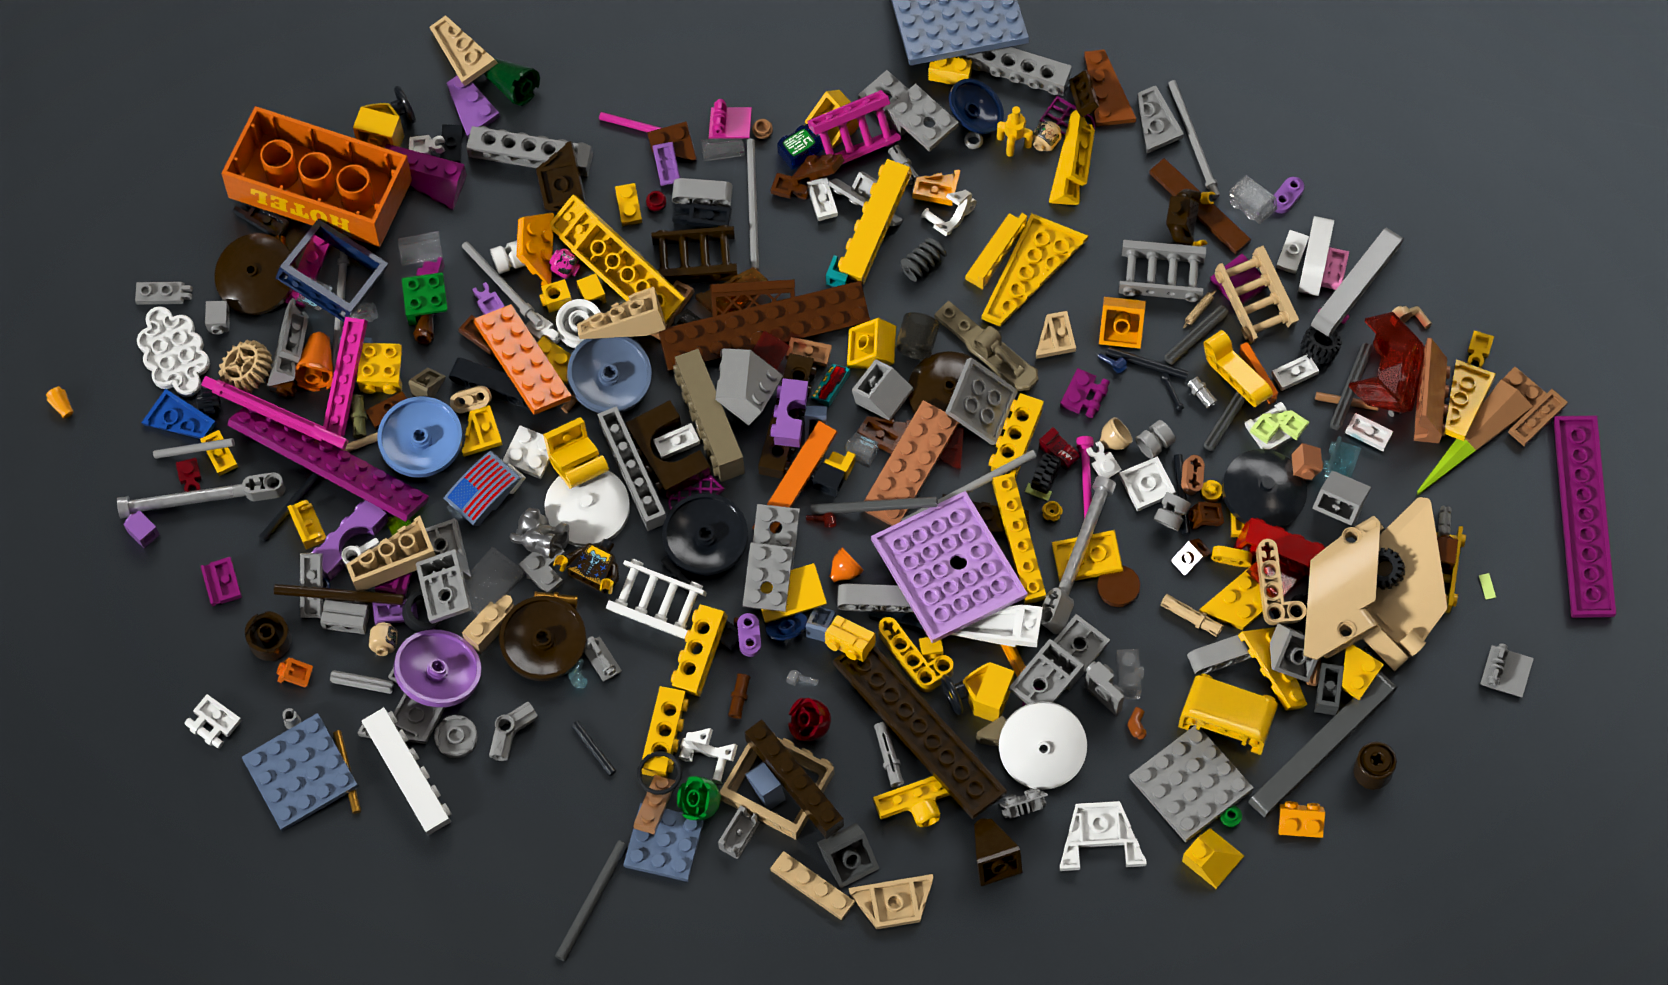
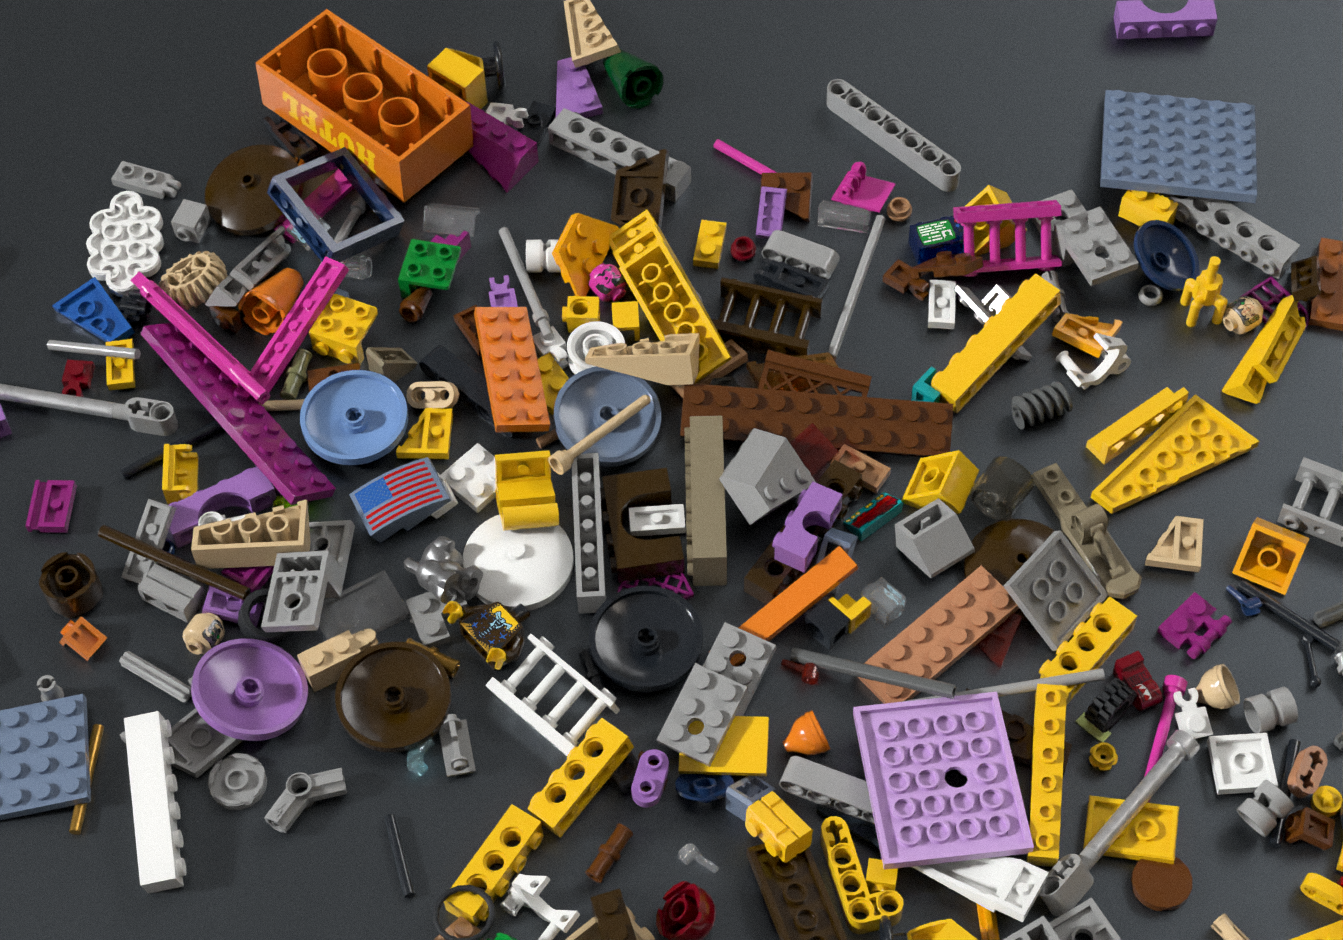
camera: 20 degrees right, 10 degrees down
(594, 421) = (562, 460): none -> tan piece
(739, 73) = (893, 135): none -> light grey beam
(883, 431) = (918, 588): reddish brown wing -> none
(1190, 555) = (1272, 874): bracket -> none

